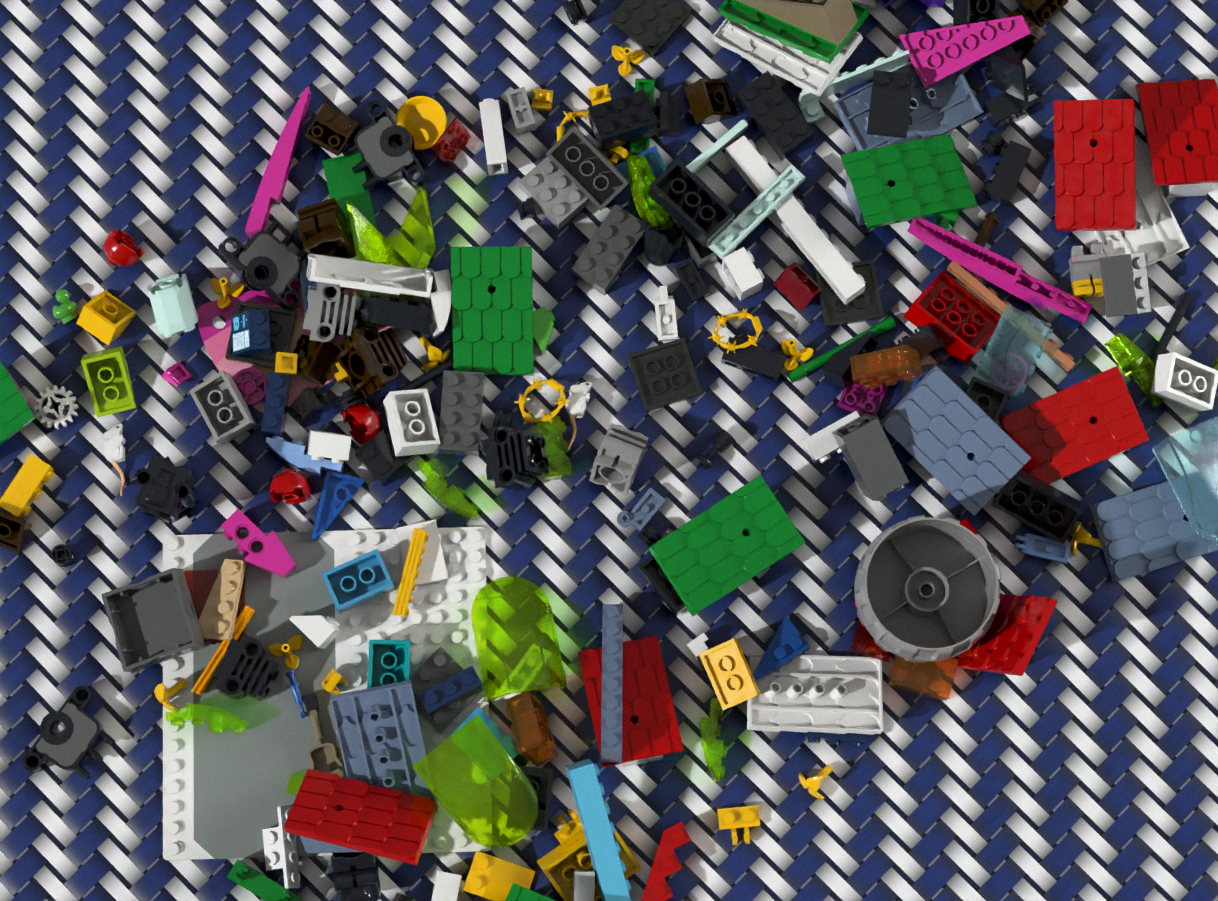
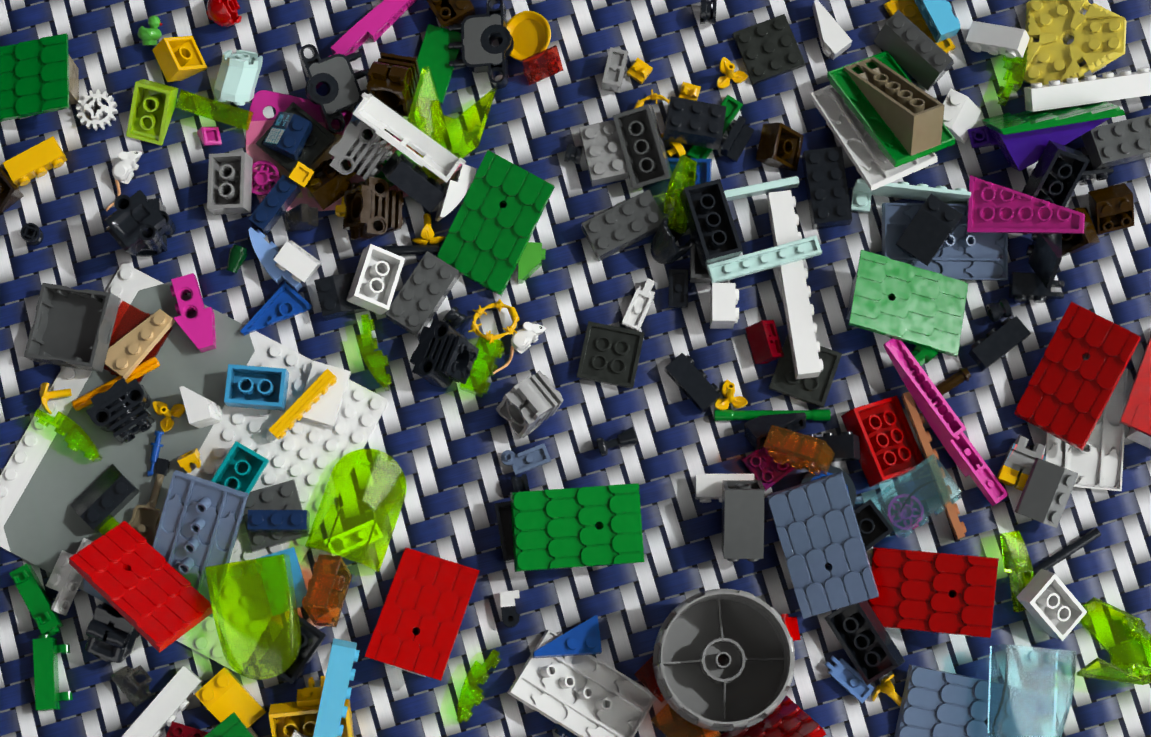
camera: 30 degrees right, 0 degrees up
(167, 347) = (214, 110): none -> clear neon green slope
(221, 286) = (286, 83): yellow plant -> none
(267, 471) = (236, 258): none -> dark green cone
(274, 759) = (104, 498): none -> black slope
(289, 487) = (246, 278): red cylinder -> none
(348, 399) = (336, 235): black wheel -> none
(363, 422) = (337, 257): red cylinder -> none
(493, 137) = (579, 80): white slope -> none
(612, 683) = (414, 590): sand blue brick -> none
(729, 673) = (519, 637): yellow plate -> none
(731, 346) = (698, 366): yellow piece -> none

